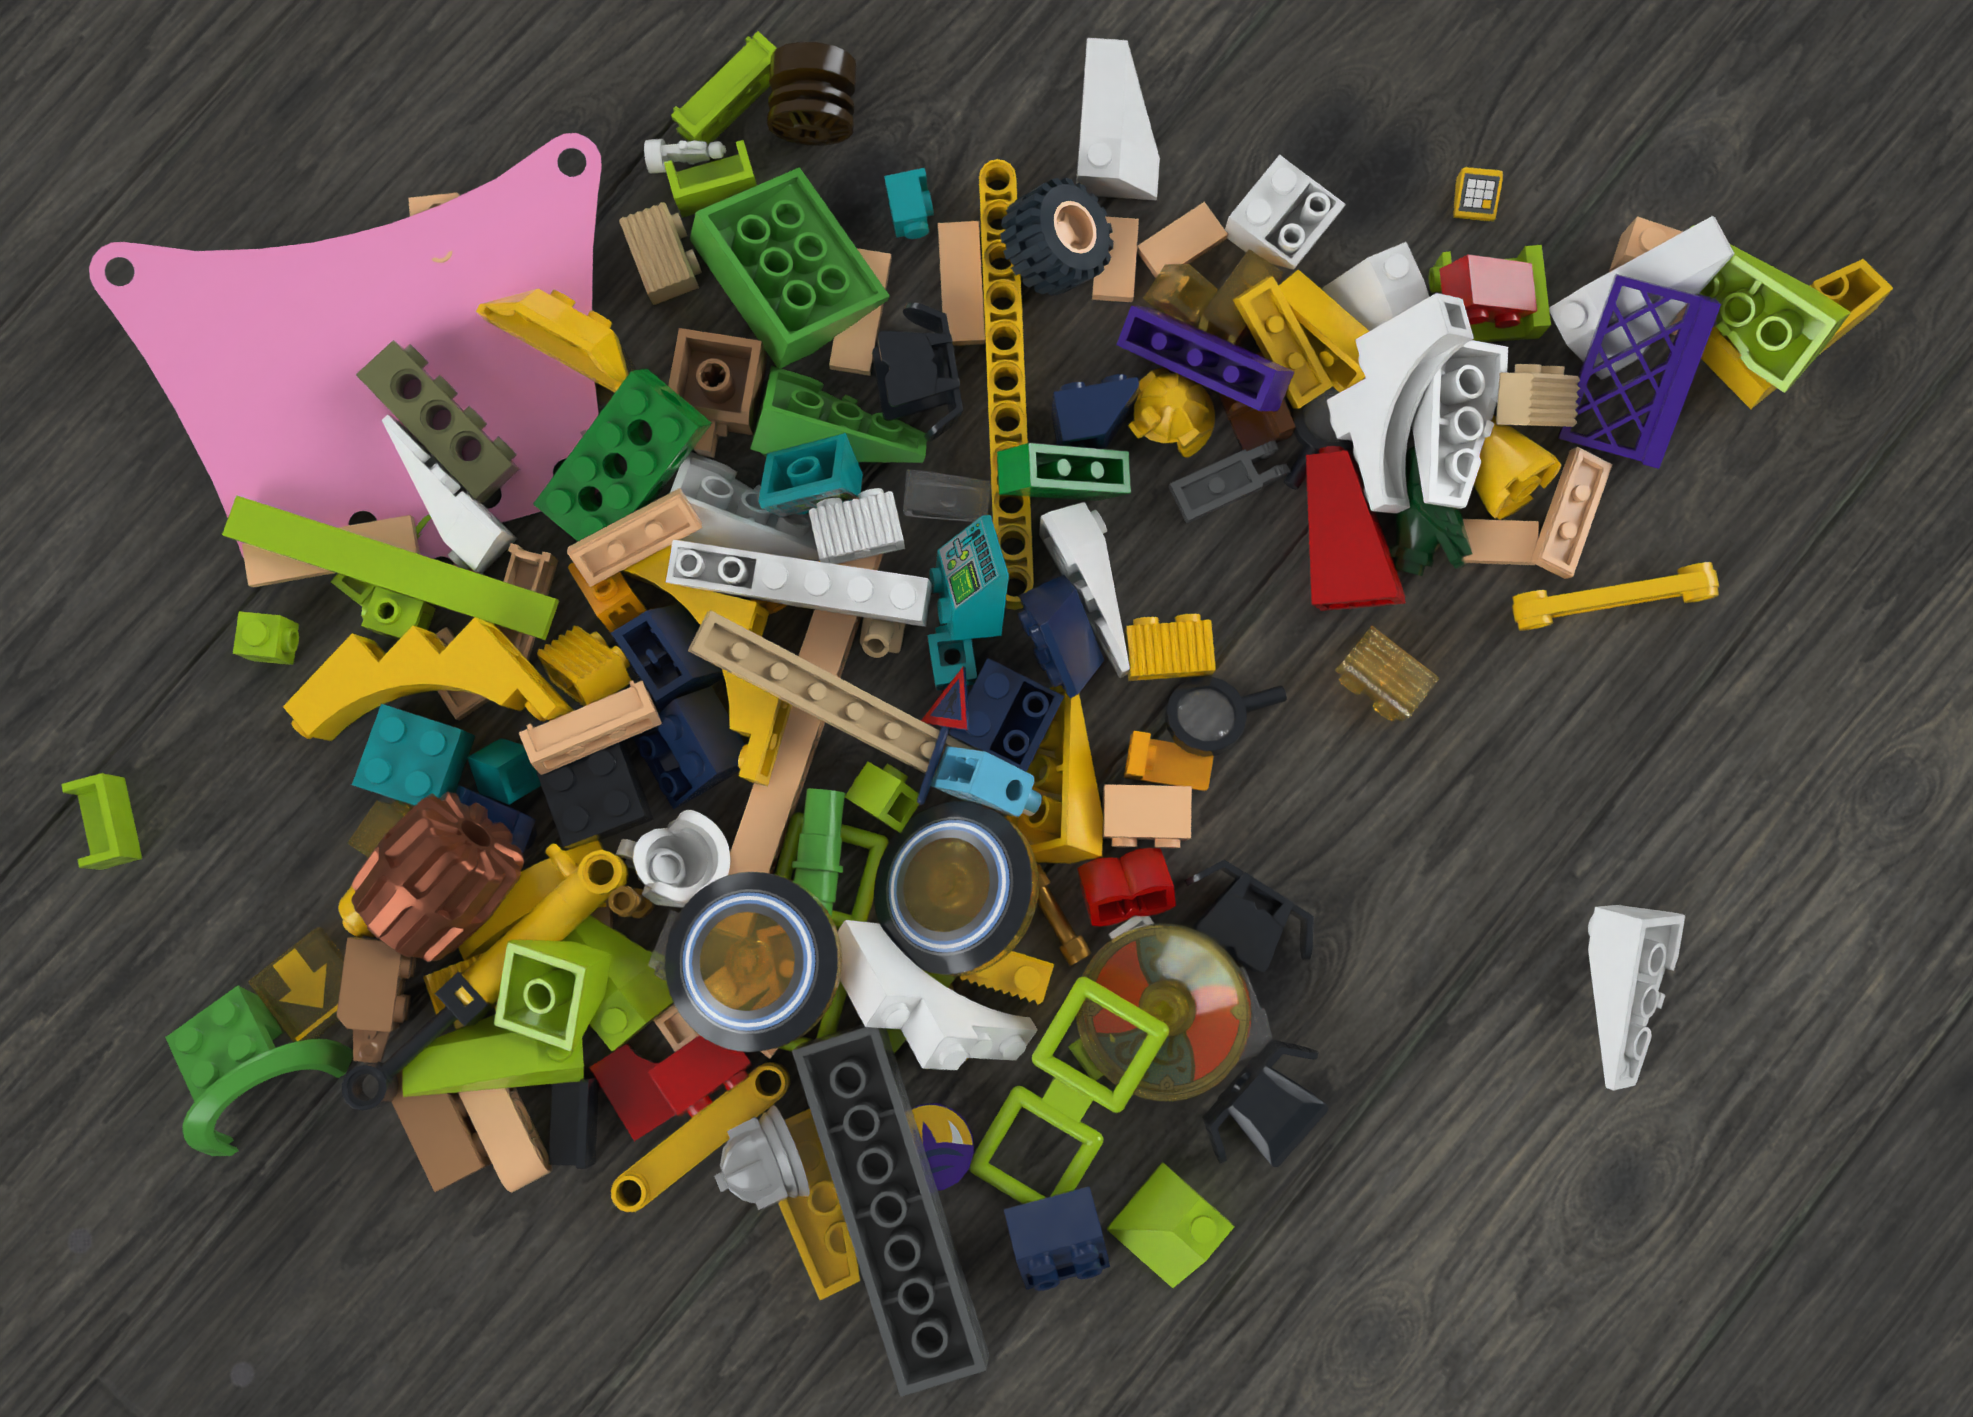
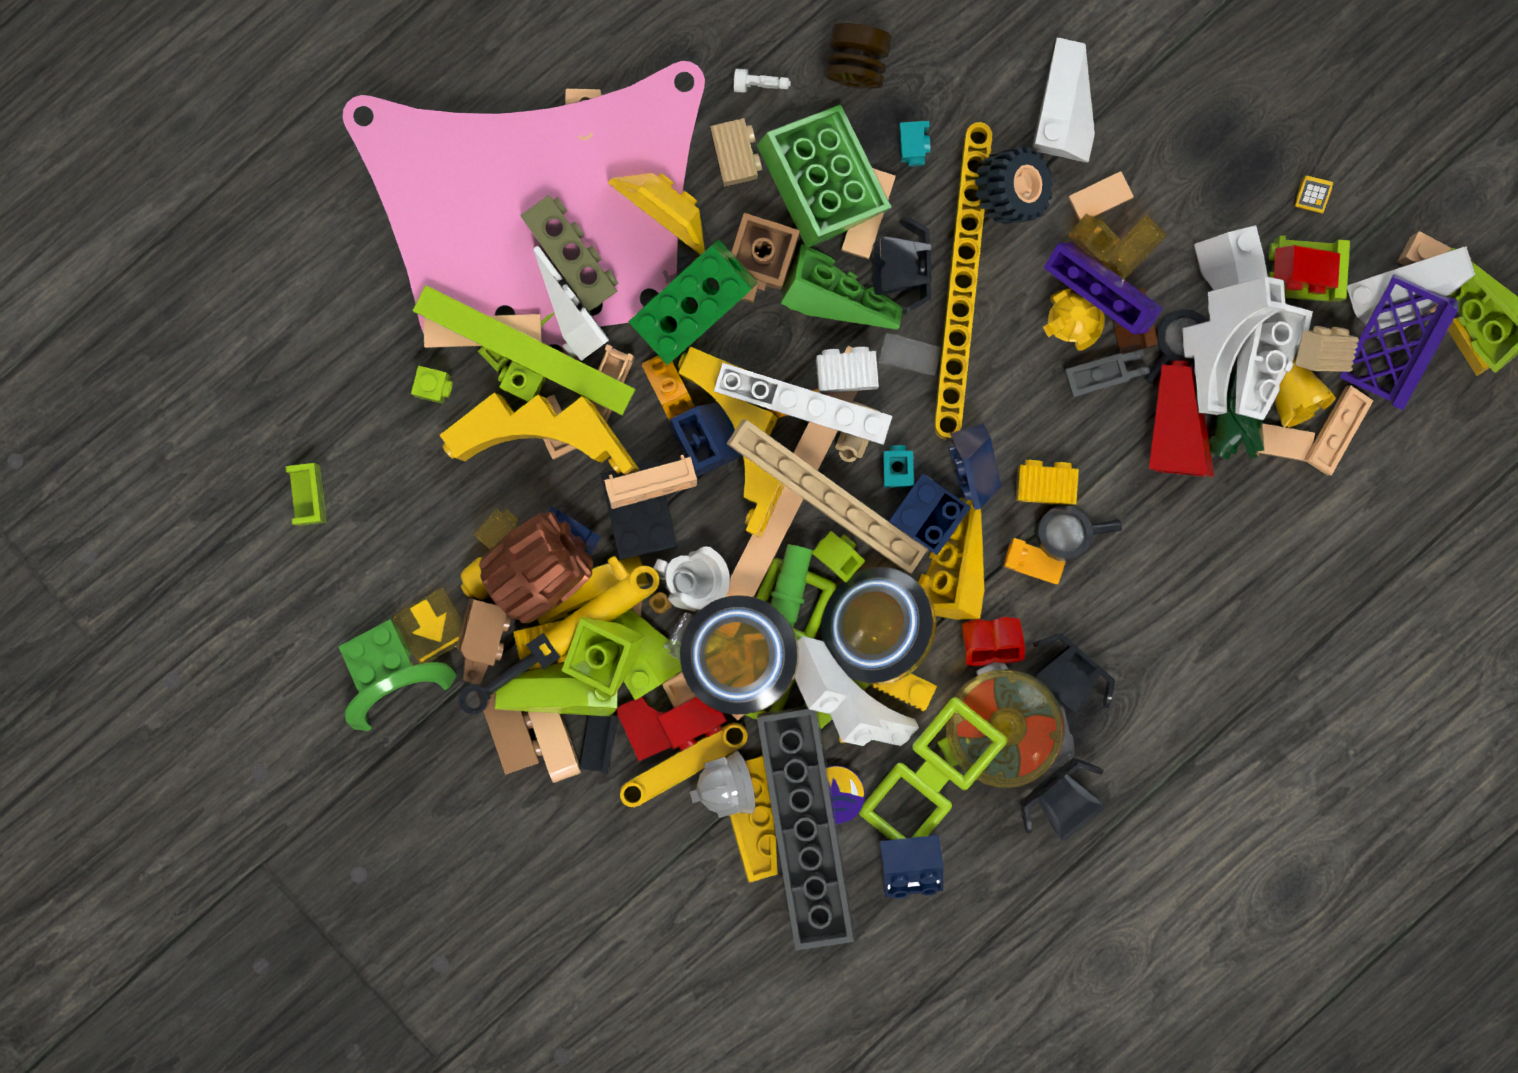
camera: 10 degrees right, 5 degrees up
(412, 756) = (522, 482): teal brick -> none
(503, 771) = (582, 500): teal panel -> none
(585, 666) = (648, 438): yellow brick -> none
(634, 537) = (695, 355): light nougat tile -> none
(691, 746) = (713, 503): dark blue slope -> none
(710, 182) = (779, 105): lime panel -> none
(727, 92) = (798, 41): lime container -> none
(734, 516) = (757, 346): white wedge -> none
(809, 473) = (819, 328): teal slope -> none
(947, 712) = (890, 506): piece -> none
(962, 281) = (942, 202): light nougat tile -> none
(971, 582) = (919, 420): teal slope -> none
(986, 781) = (916, 561): medium azure torso -> none
(1063, 472) = (994, 353): green brick -> none
(1073, 946) = (950, 675): pearl gold bar -> none
(1081, 554) = (997, 412): white wedge -> none
(1092, 413) = (1016, 316): dark blue slope -> none
(1118, 278) = (1053, 217): light nougat tile -> none
(1146, 814) = (1014, 594): light nougat brick -> none
(1170, 1226) = (987, 869): lime slope -> none
(1283, 215) = (1174, 192): white slope -> none
(1283, 340) = (1158, 283): yellow plate -> none
(1327, 328) = (1183, 277): yellow brick -> none
(1386, 675) = (1191, 523): clear yellow brick -> none
(1627, 964) = (1320, 745): white wedge -> none
(1693, 582) = (1413, 492): yellow piece -> none

